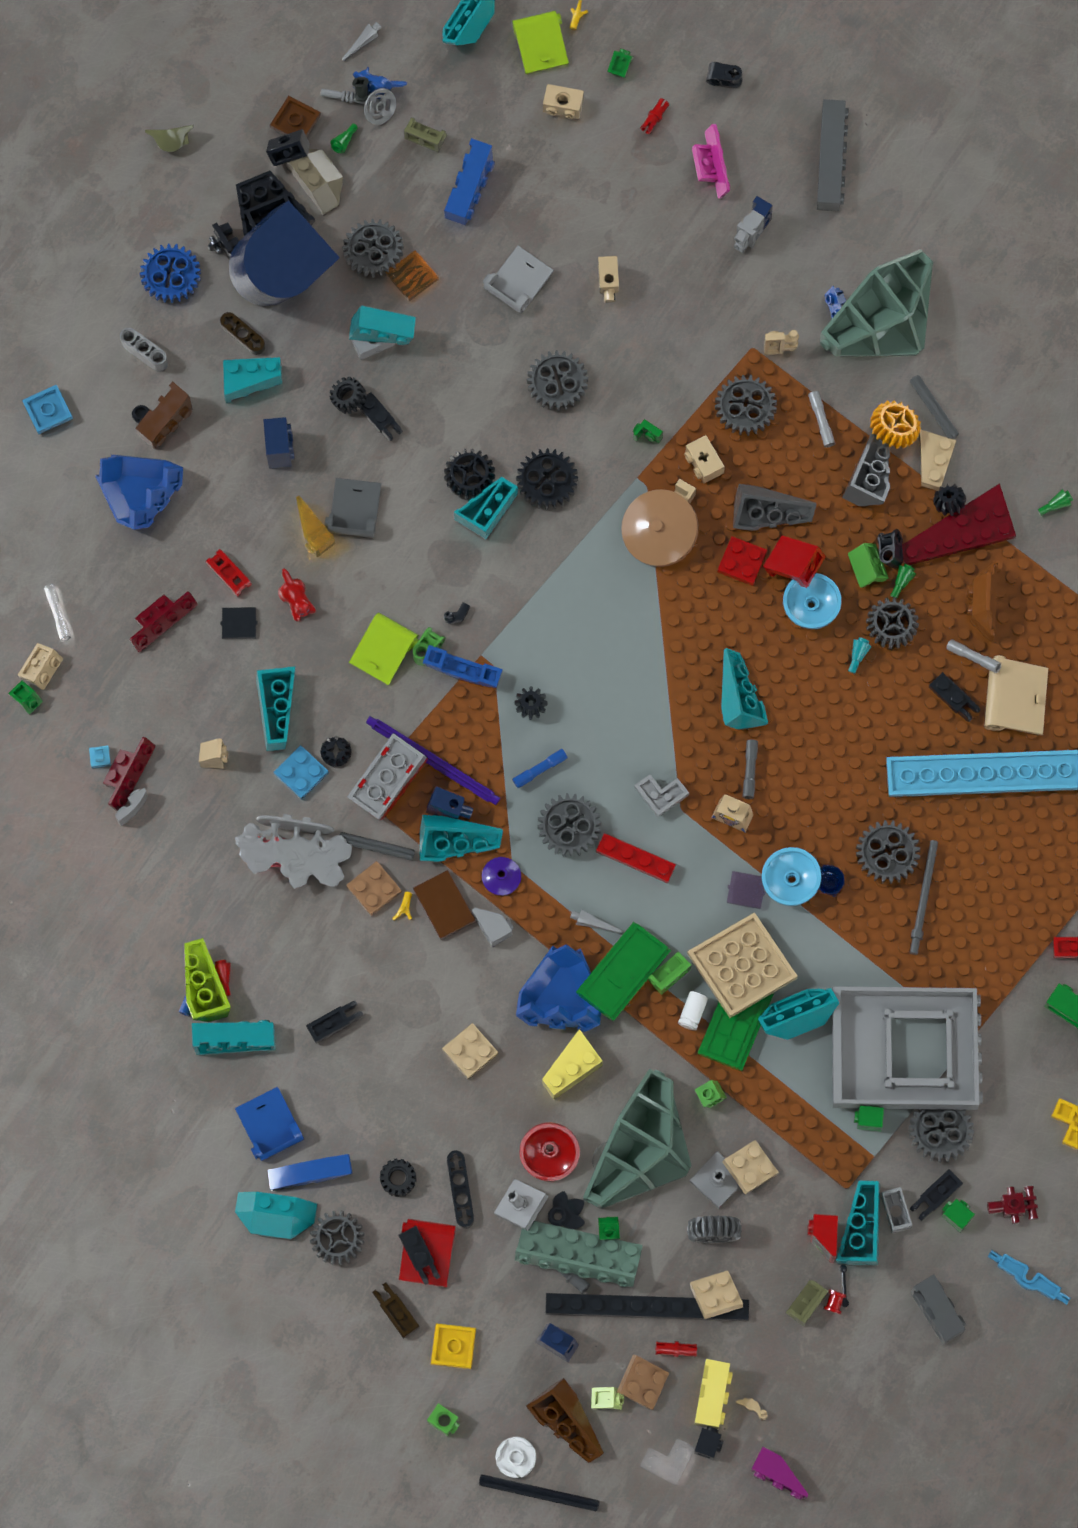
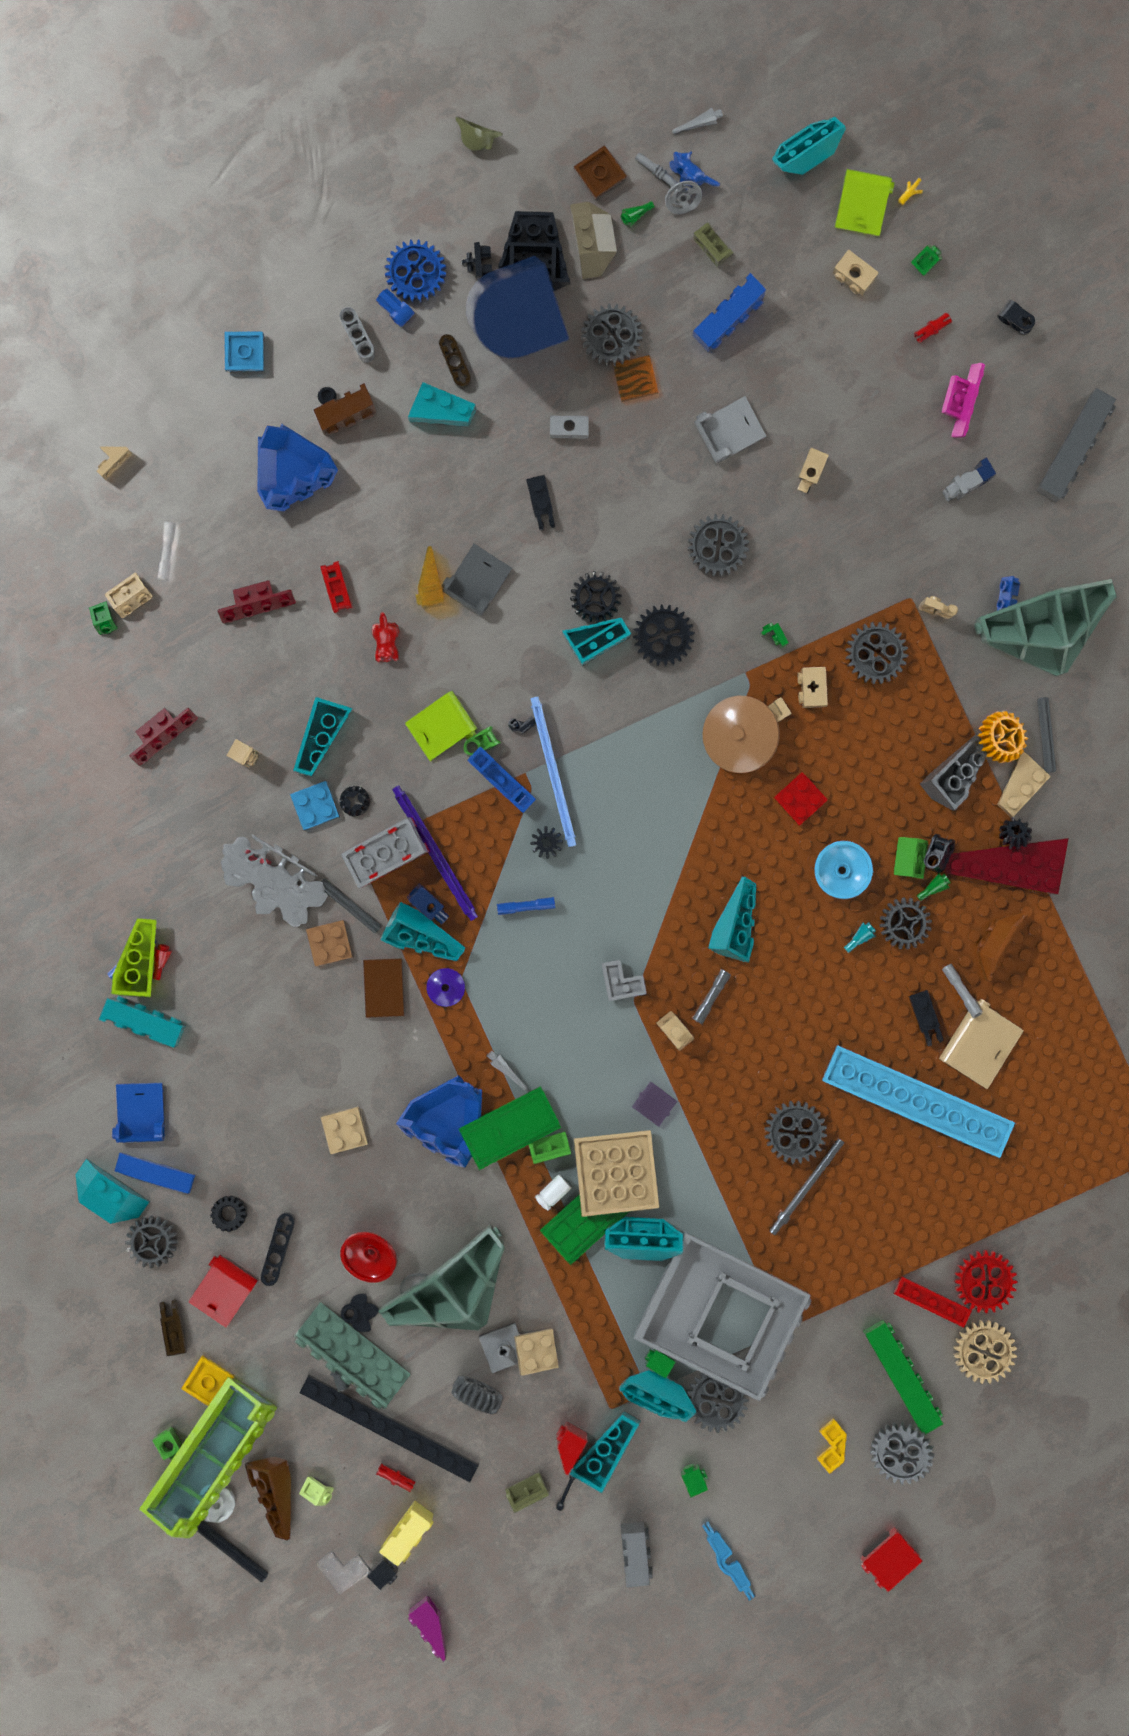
camera: 25 degrees right, 15 degrees up
(100, 757) = (144, 705): medium azure tile -> none
(136, 800) = (155, 764): light grey slope -> none
(171, 313) = (398, 310): none -> blue piece
(239, 623) = (324, 638): black piece -> none
(278, 442) = (435, 486): dark blue brick -> none
(288, 148) = (578, 199): black brick -> none
(333, 1022) = (236, 1048): black hinge -> none
(351, 403) = (528, 475): black tyre -> none
(361, 89) = (674, 170): pearl dark grey bush -> none
(381, 326) = (581, 420): teal wedge -> none
(404, 908) = (347, 974): yellow bar -> none
(418, 1252) = (213, 1292): black hinge -> none
(489, 1412) = (208, 1459): none -> window
(493, 926) = (417, 1029): light grey slope -> none
(506, 640) = (553, 772): none -> light blue piece
(521, 1204) = (322, 1290): light grey tile -> none
(557, 1342) = (295, 1424): dark blue torso -> none
(572, 1066) = (426, 1189): light yellow wedge -> none
(580, 839) = (529, 989): dark grey gear -> none
(608, 1228) = (388, 1346): green bracket -> none
(636, 858) = (571, 1028): red plate -> none
(642, 1382) = (352, 1494): medium nougat plate -> none
(710, 1094) = (533, 1272): bright green brick -> none
(716, 1294) = (452, 1449): tan plate -> none
(753, 1405) = (438, 1556): tan piece -> none
(762, 507) = (844, 758): dark grey wedge -> none
(787, 864) = (696, 1130): medium azure dish -> none
(794, 560) = (846, 825): red panel -> none
(818, 408) = (936, 711): light grey piece -> none
(831, 880) = (731, 1133): clear blue hat -> none
(834, 1301) = (550, 1503): red bush -> none
(883, 1150) = (658, 1395): none -> teal wedge
(896, 1198) = (643, 1461): light grey piece -> none
(937, 1193) = (686, 1452): black hinge -> none
(1013, 1205) = (746, 1495): dark red piece -> none
(1060, 500) = (1114, 878): green cone -> none

